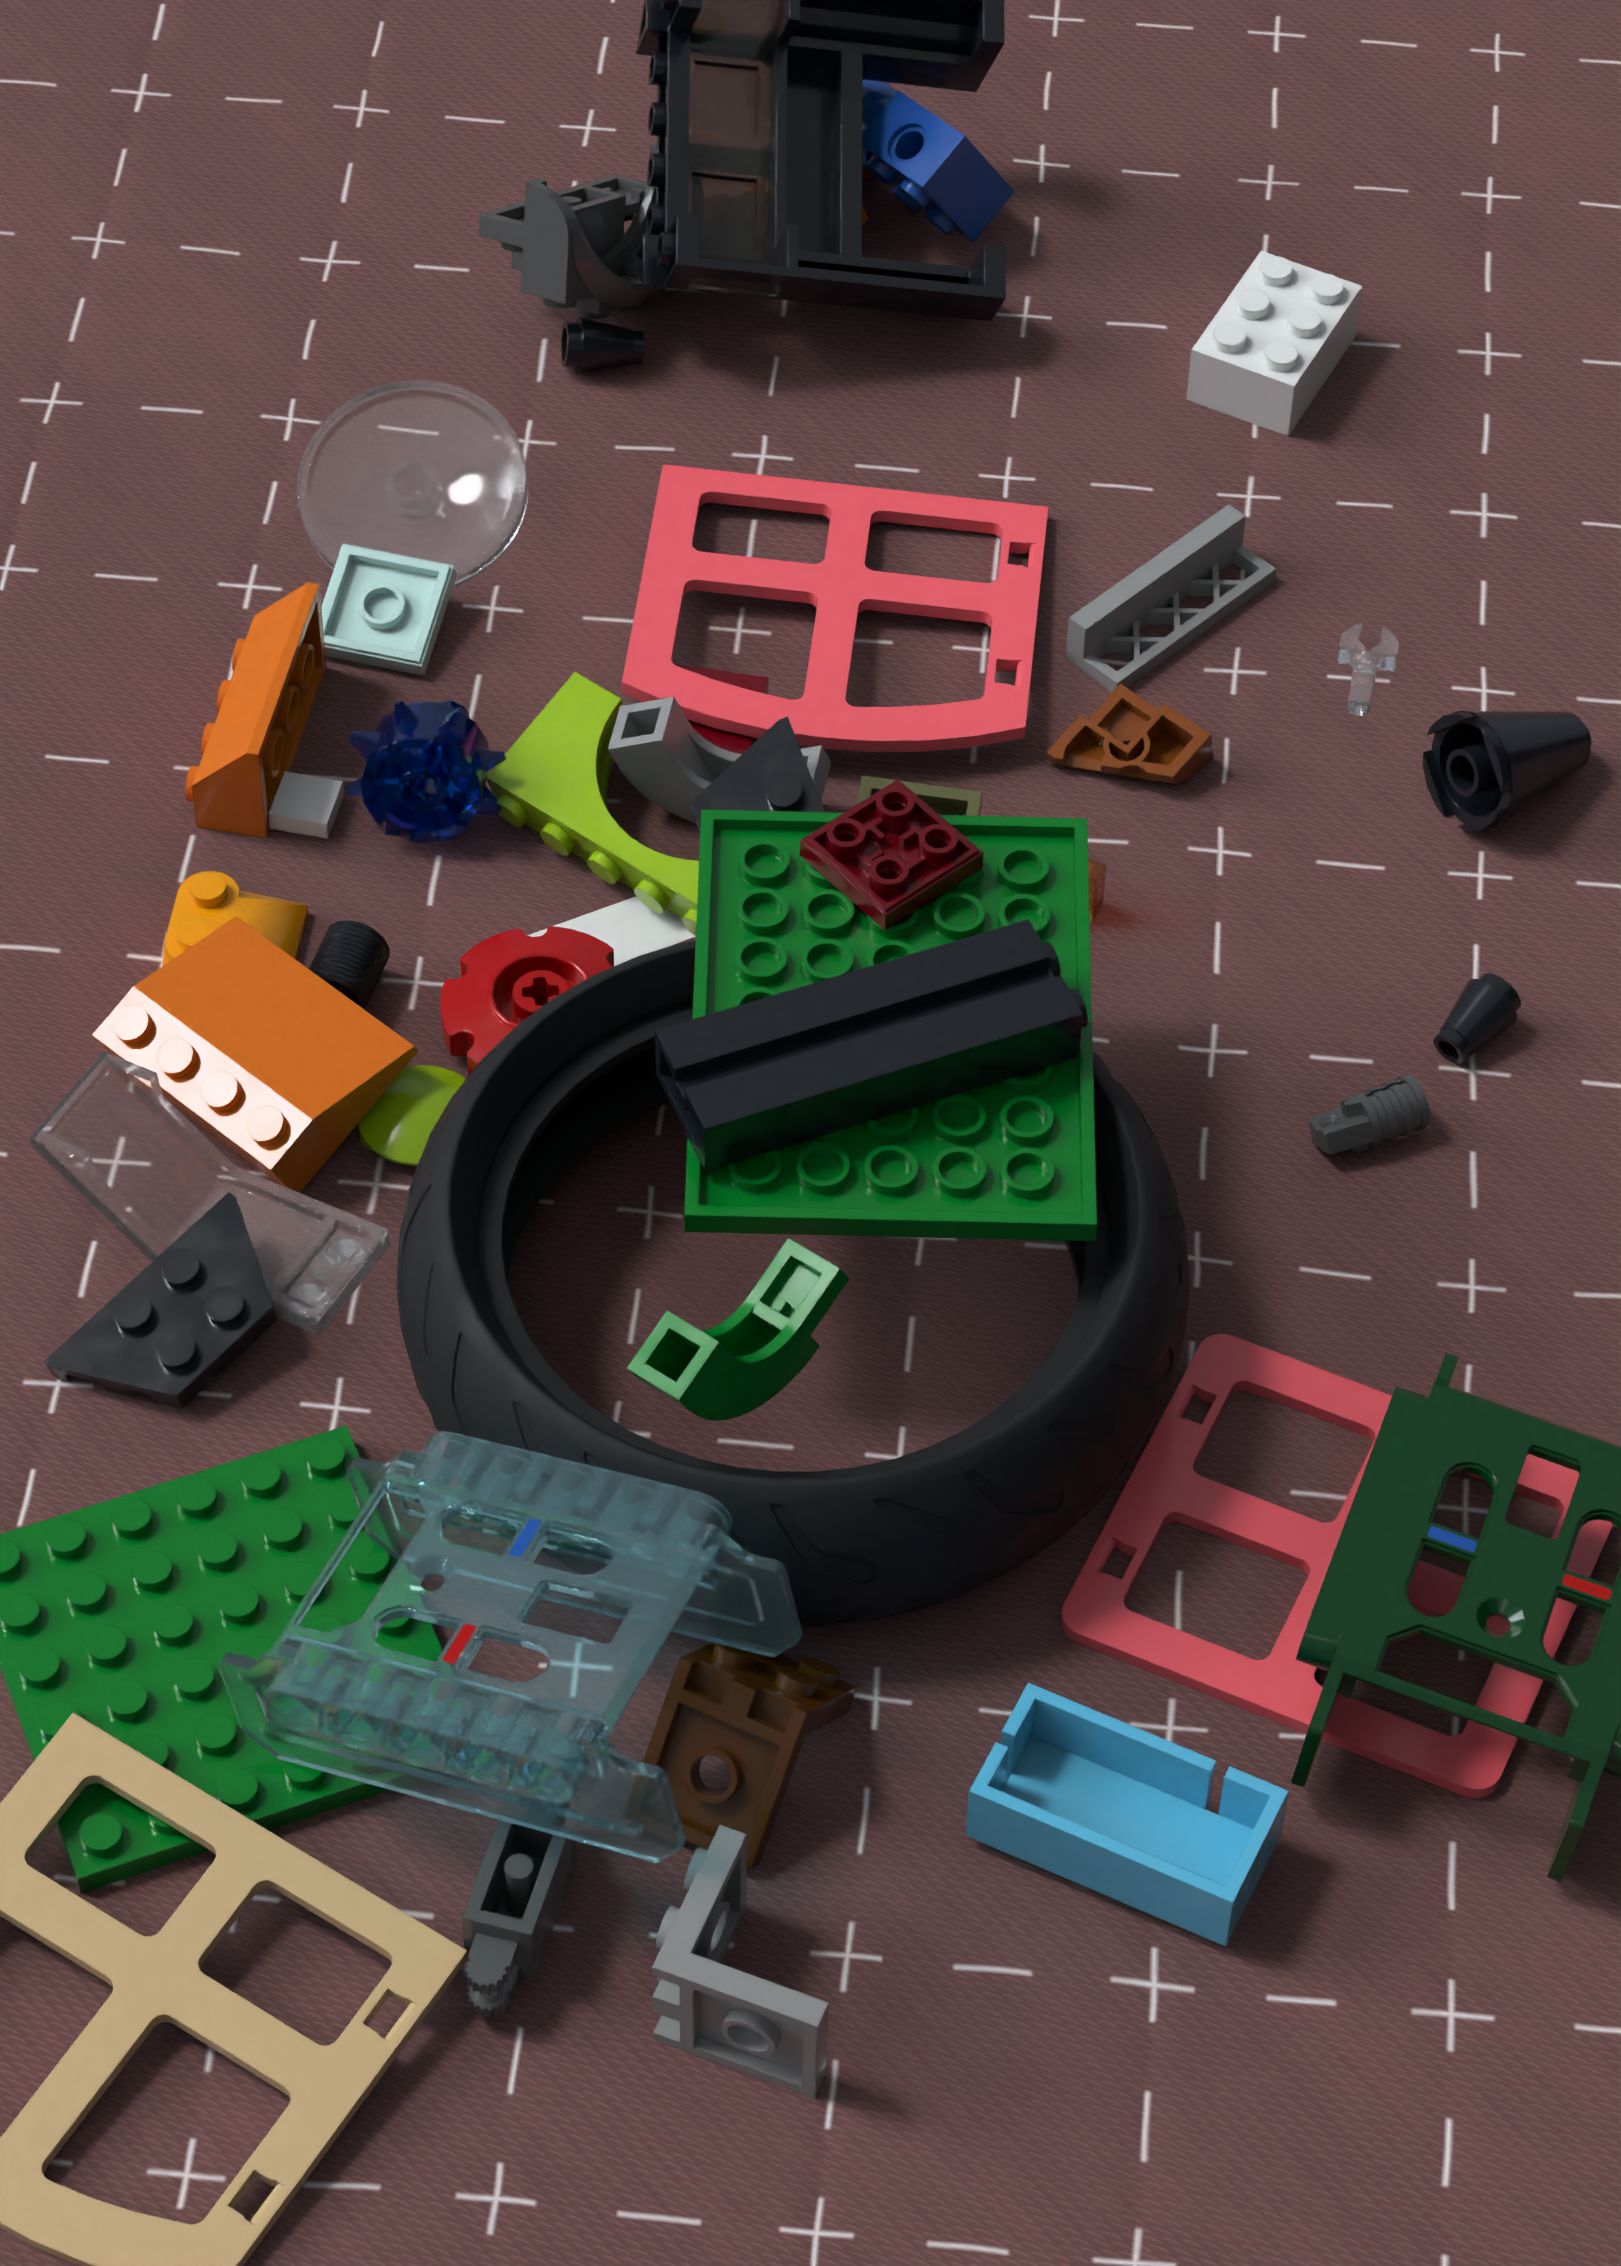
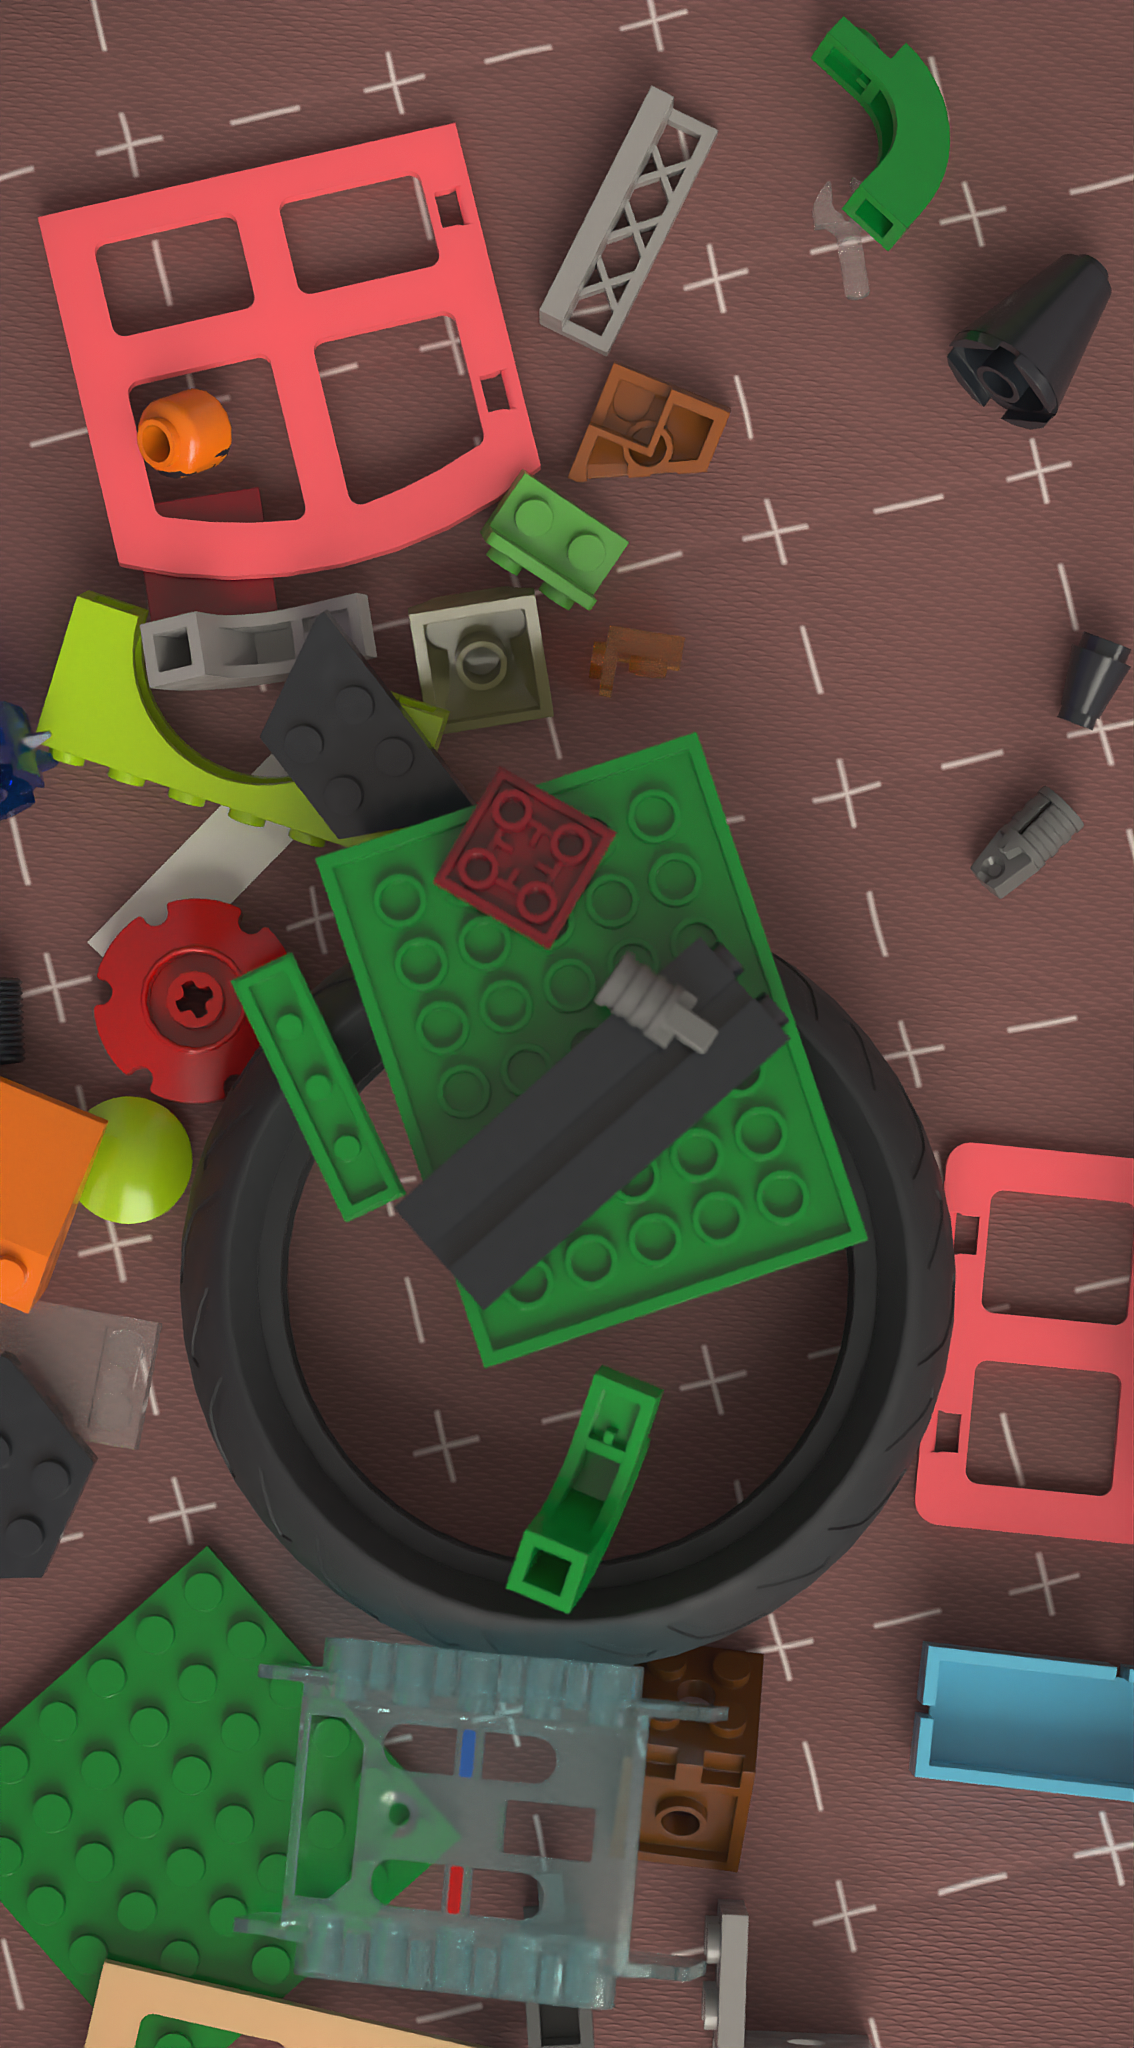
camera: 20 degrees left, 35 degrees up
(625, 981) = (318, 1087): none -> green tile
(720, 622) = (184, 433): none -> orange head
(965, 938) = (654, 1005): none -> dark grey hinge
(1012, 773) = (553, 541): none -> bright green bracket
(1425, 624) = (908, 125): none -> green arch

